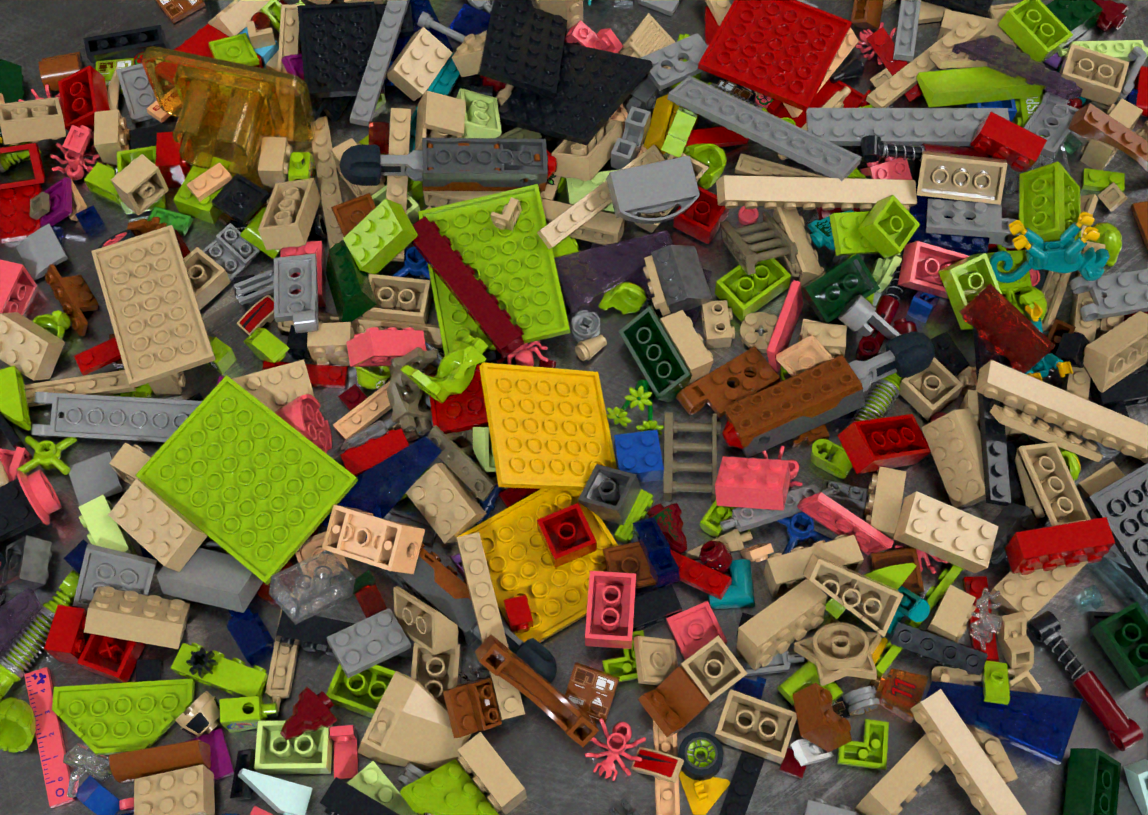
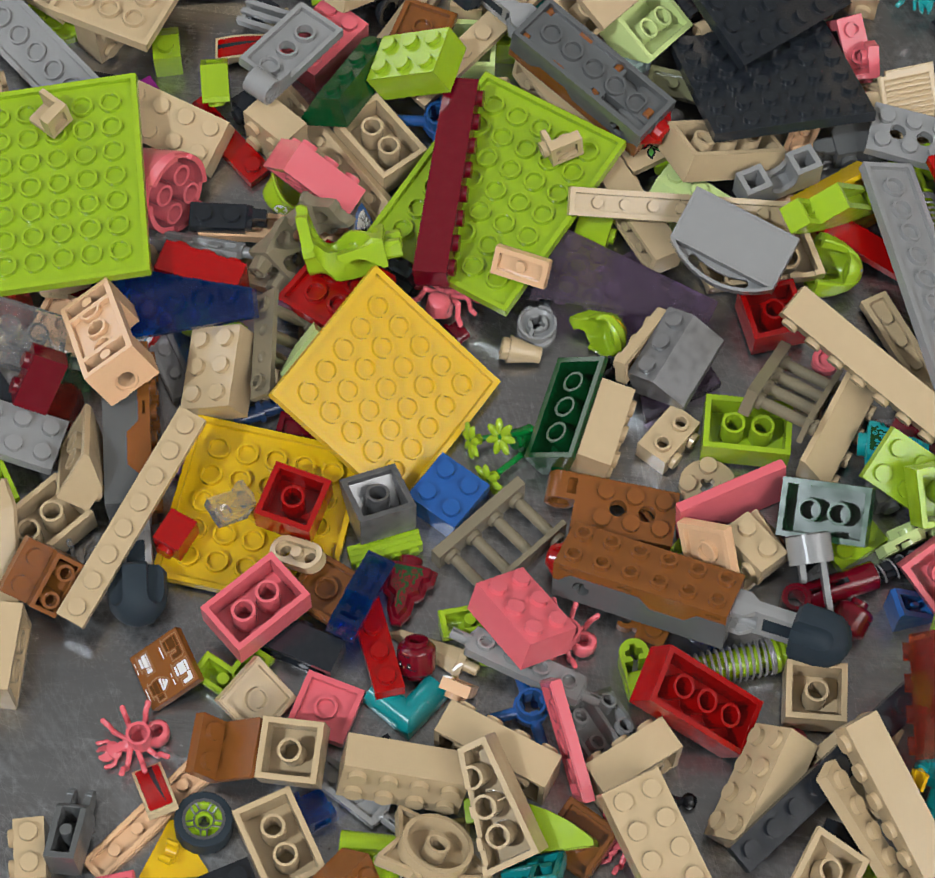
camera: 40 degrees right, 0 degrees up
(201, 441) = (51, 115): none -> tan panel
(352, 397) = (249, 197): dark red plate -> none
(352, 597) = (38, 379): none -> dark red brick
(353, 416) = (225, 218): none -> black hinge
(514, 670) = (121, 672): dark orange arch -> none
(532, 568) = (231, 505): none -> clear bracket
(555, 296) = (521, 266): none -> light nougat plate
(599, 561) = (301, 554): none -> tan plate
(949, 354) = (879, 679): black plate -> none

